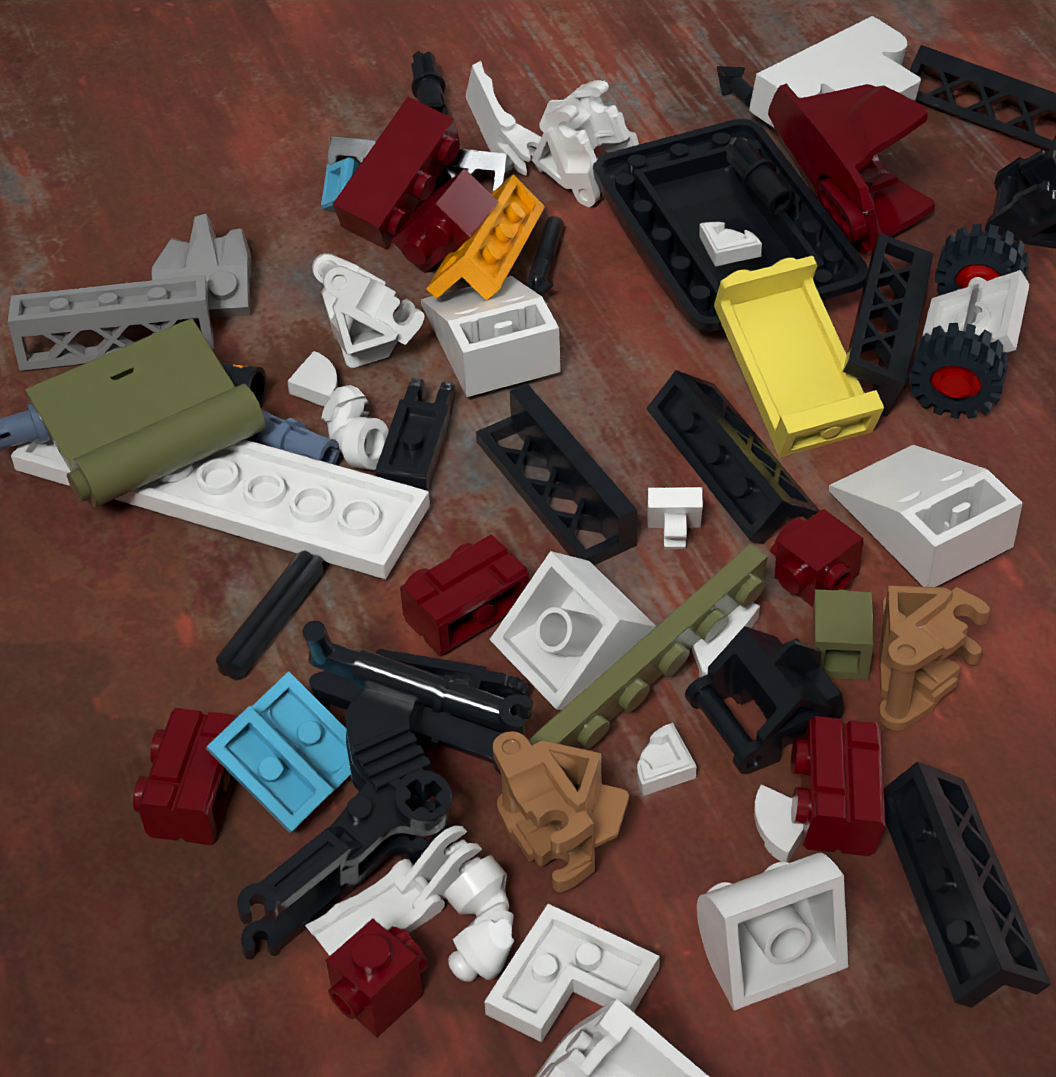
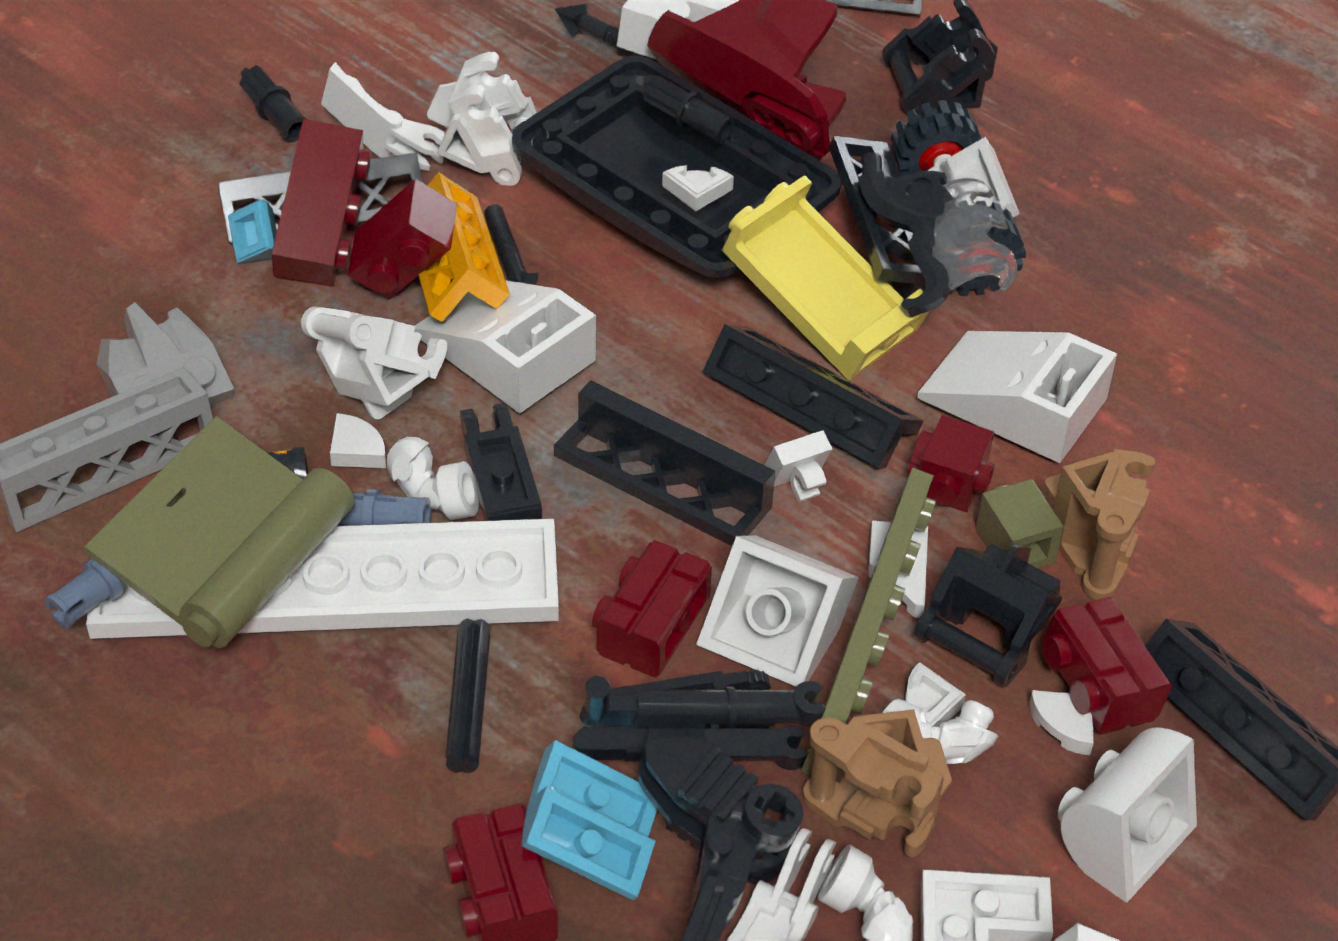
camera: 30 degrees left, 0 degrees up
(654, 802) = (960, 737): none -> white arm
(921, 339) = (946, 226): none -> piece

